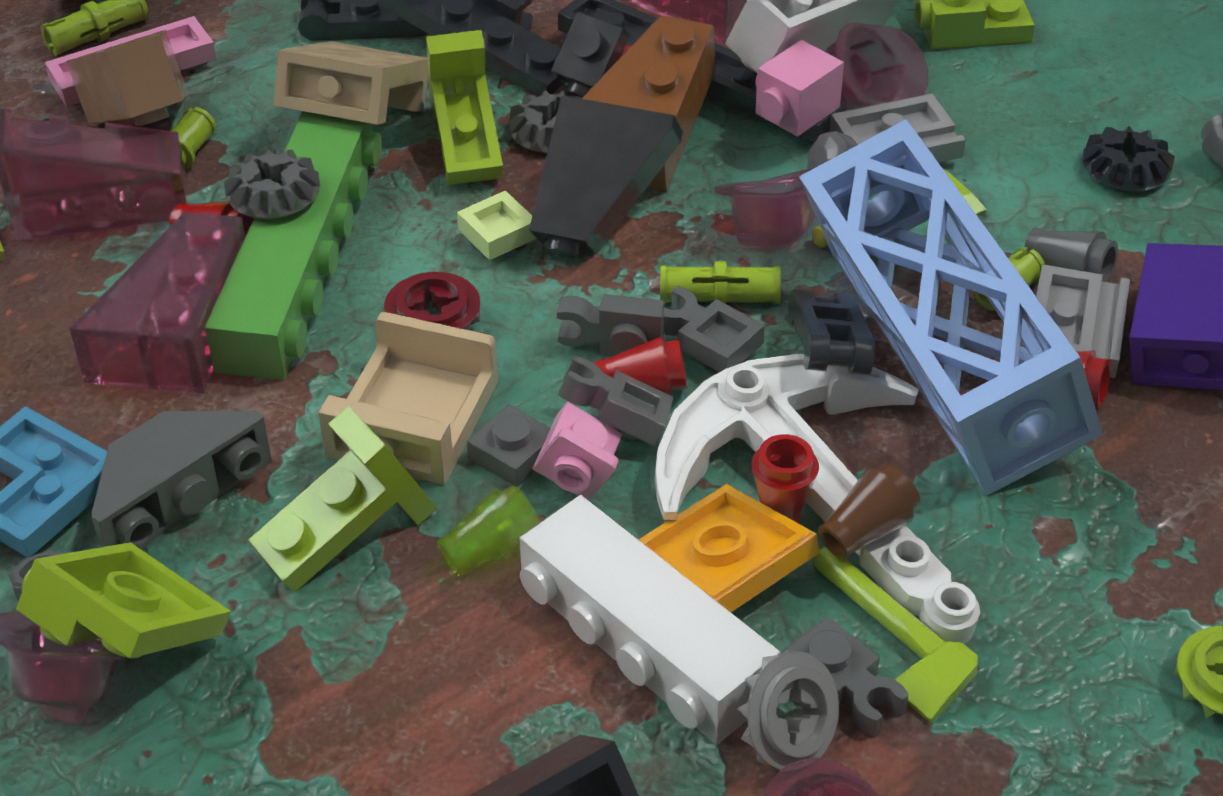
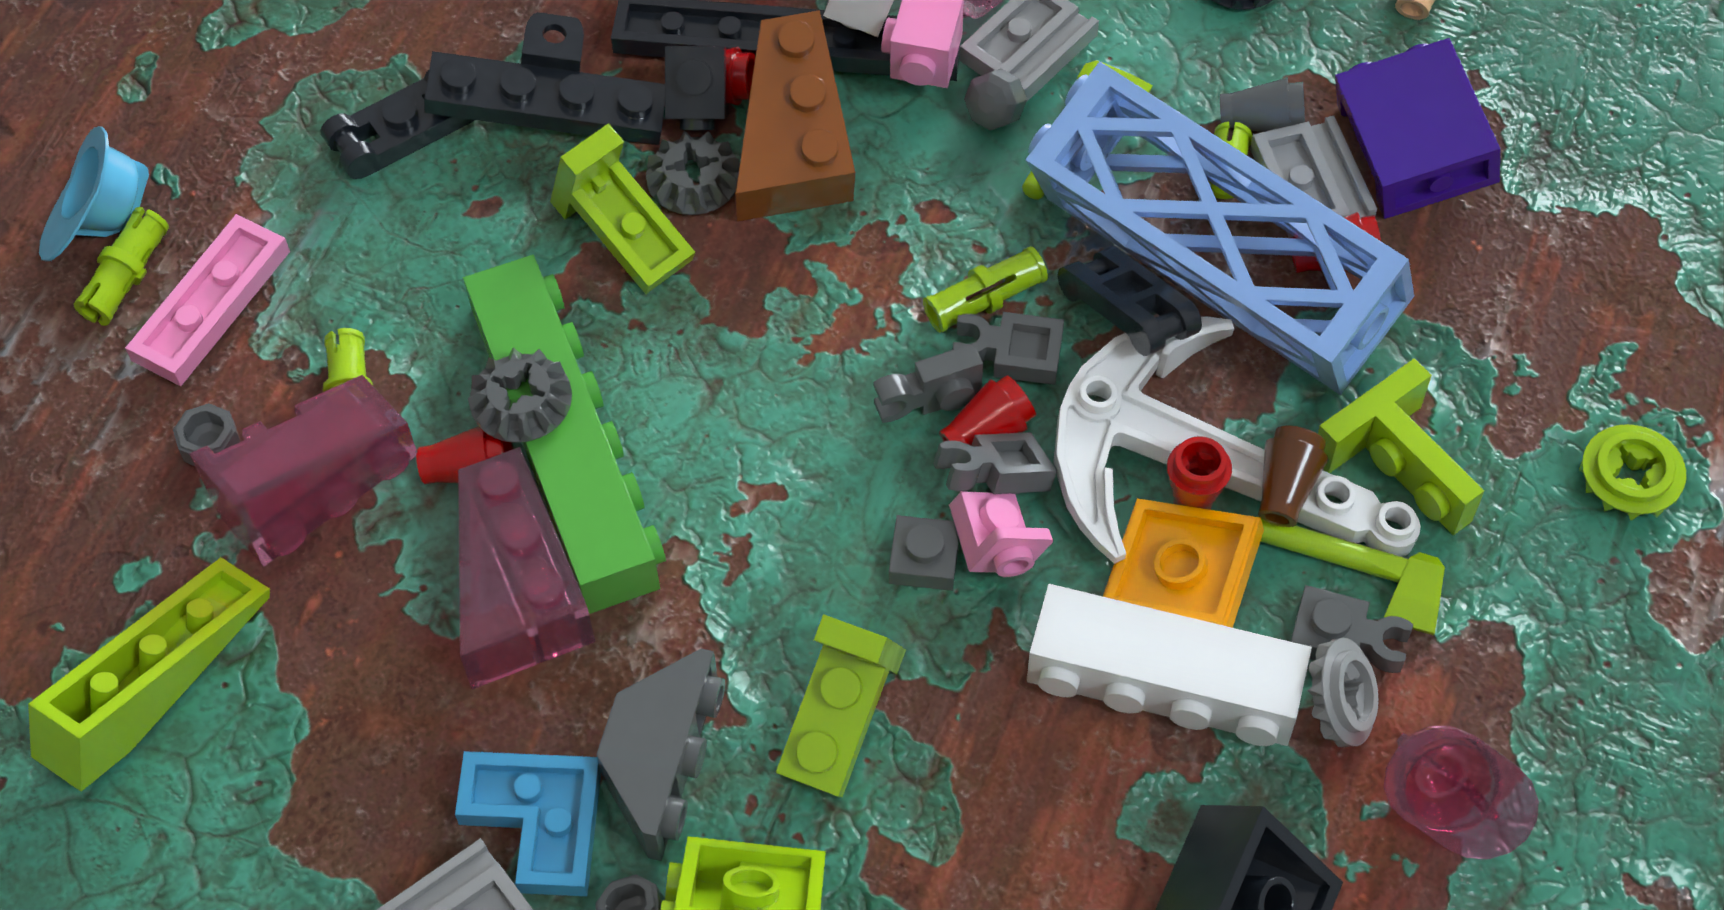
camera: 30 degrees left, 15 degrees up
(129, 81) = (266, 336): medium nougat wedge -> none
(349, 81) = (489, 230): tan panel -> none
(419, 394) = (806, 551): tan panel -> none
(449, 293) = (744, 421): dark red gear -> none
(489, 530) = (978, 650): clear neon green cone -> none
(496, 225) = (738, 322): yellowish green plate -> none
(597, 171) = (815, 230): black slope -> none
(769, 209) = (984, 170): clear pink piece -> none
(999, 523) = (1402, 449): none -> lime bracket

